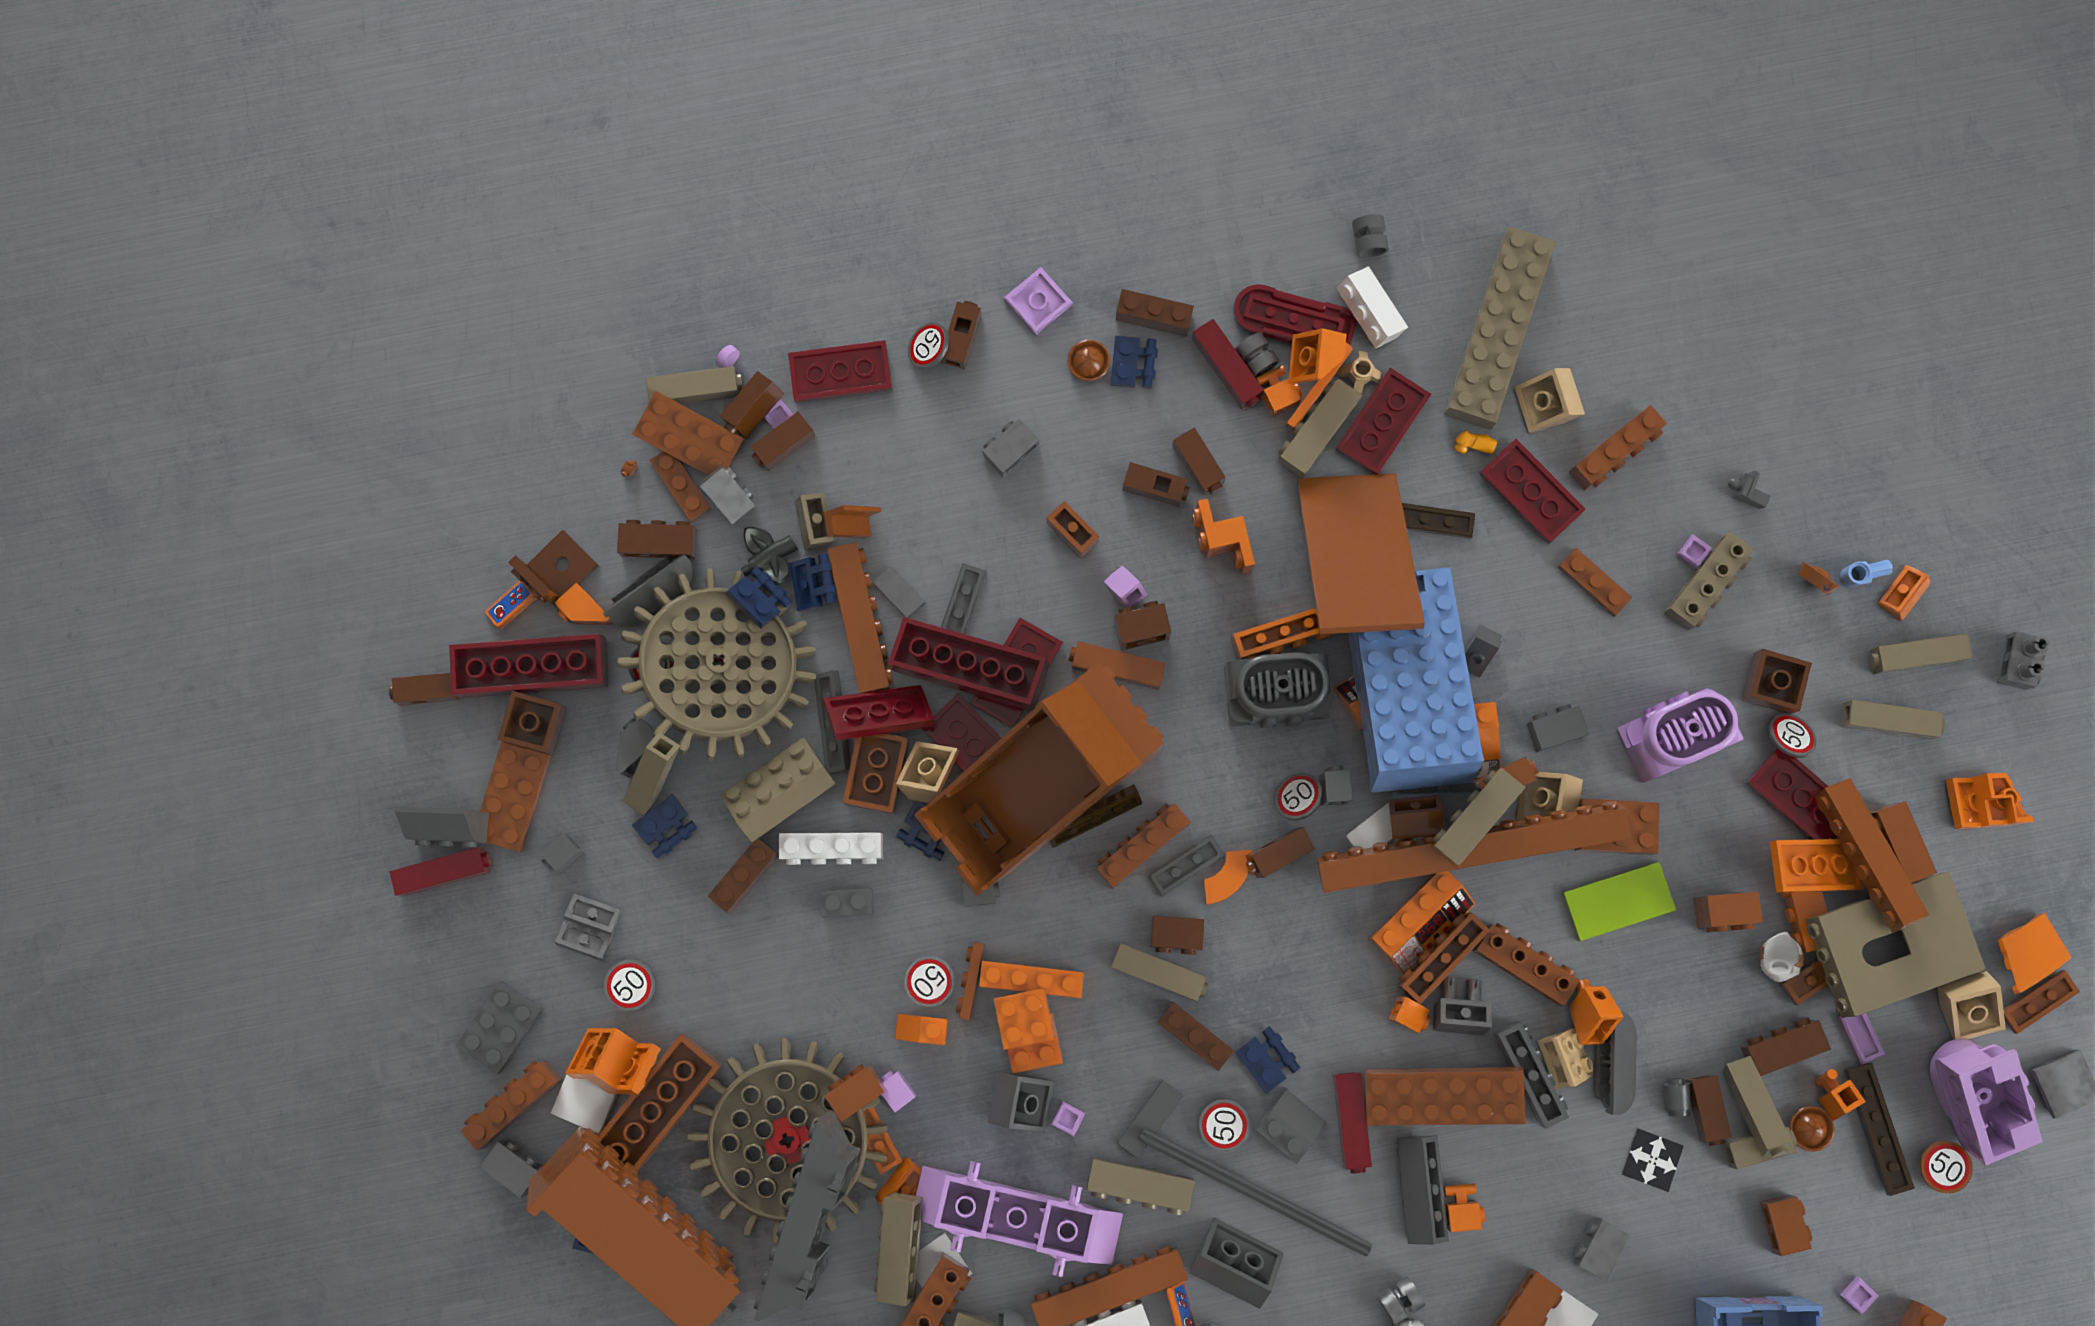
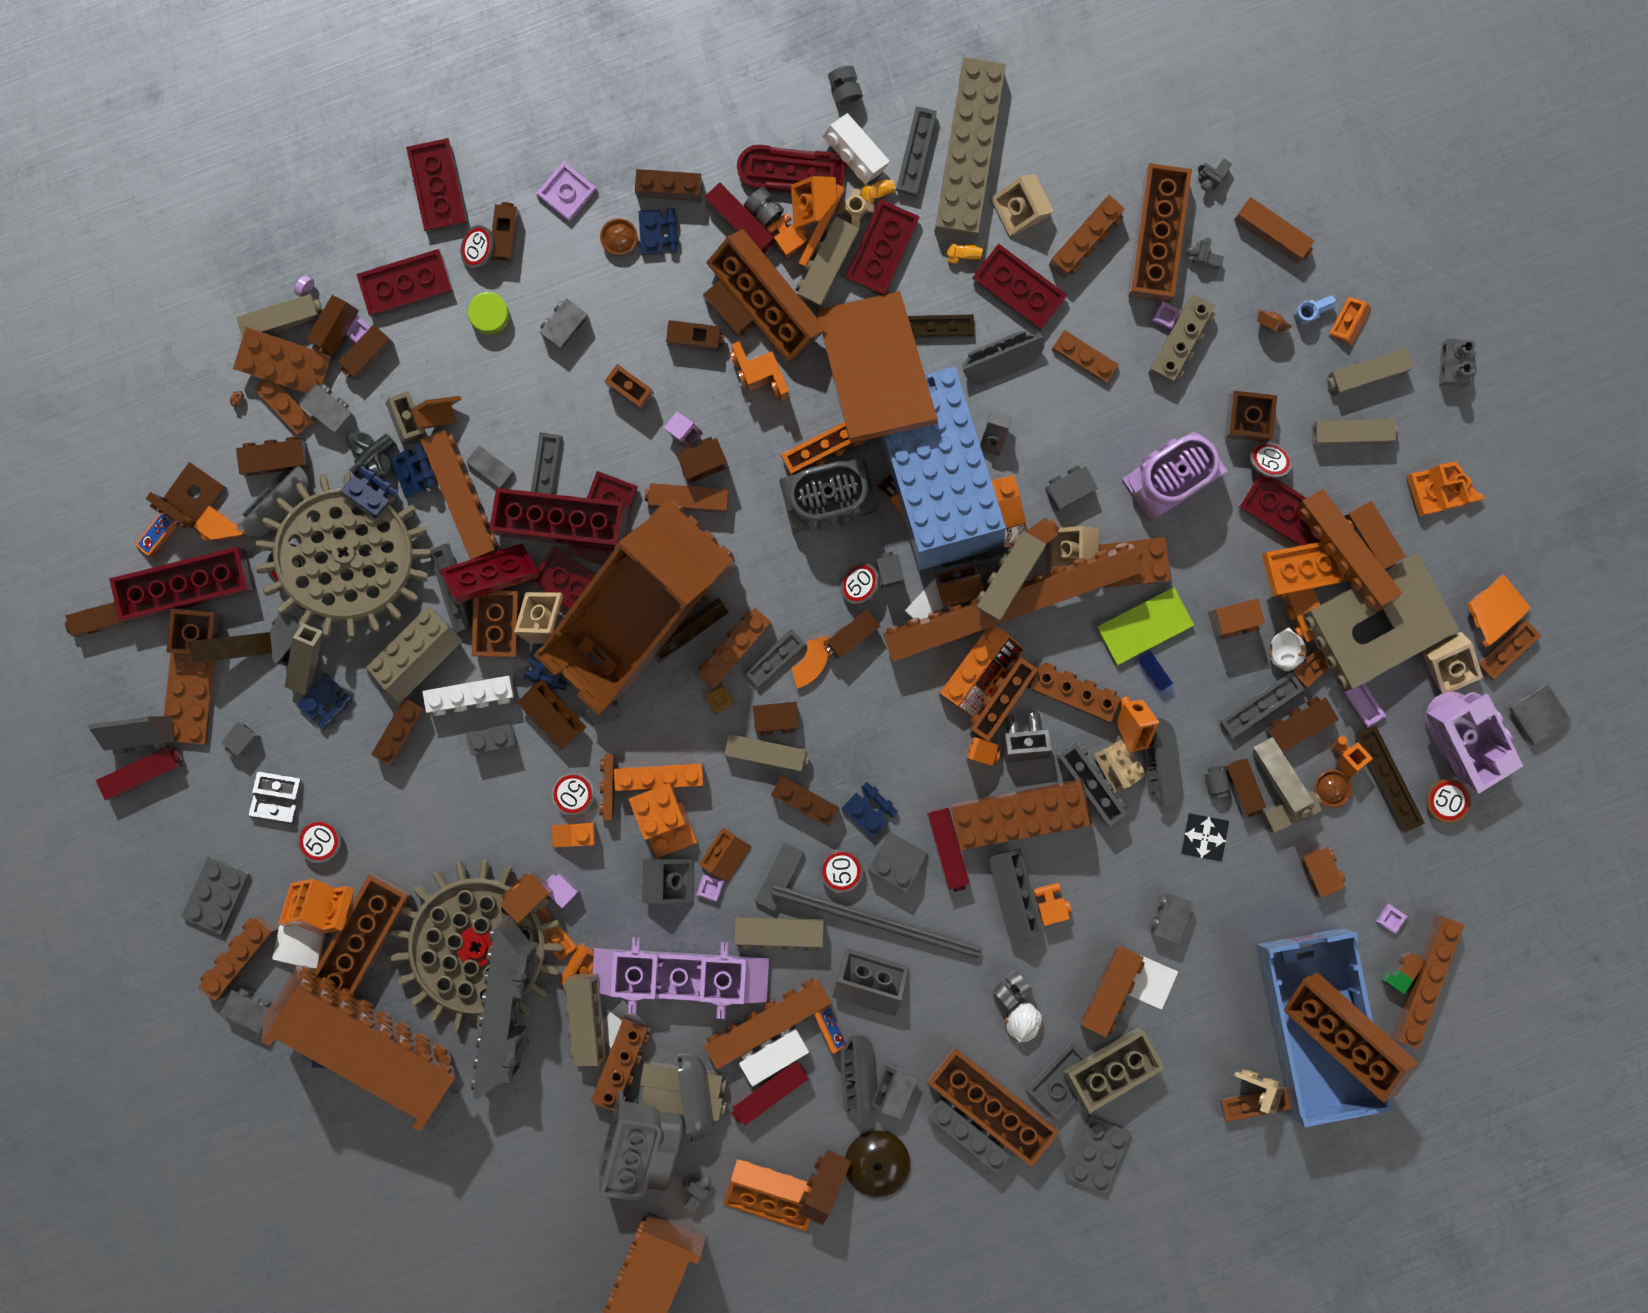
camera: 15 degrees left, 5 degrees up
(571, 746) = (230, 647): none -> dark brown tile
(895, 270) = (436, 184): none -> dark red plate
(921, 886) = (551, 714): none -> reddish brown brick
(928, 421) = (488, 313): none -> lime head
(1091, 1083) = (724, 855): none -> dark orange panel
(1115, 901) = (719, 699): none -> pearl gold tile
(1244, 452) = (765, 295): none -> dark orange brick
(1388, 357) = (877, 190): none -> light orange arm
(1438, 321) = (916, 150): none -> dark grey plate
(1502, 566) = (1003, 356): none -> dark grey brick
(1623, 955) = (1155, 670): none -> clear blue piece
(1701, 457) = (1159, 232): none -> dark orange brick
(1741, 1016) = (1261, 704): none -> dark grey plate
(1768, 404) = (1212, 177): none -> dark grey piece
(1833, 476) = (1275, 230): none -> dark orange brick

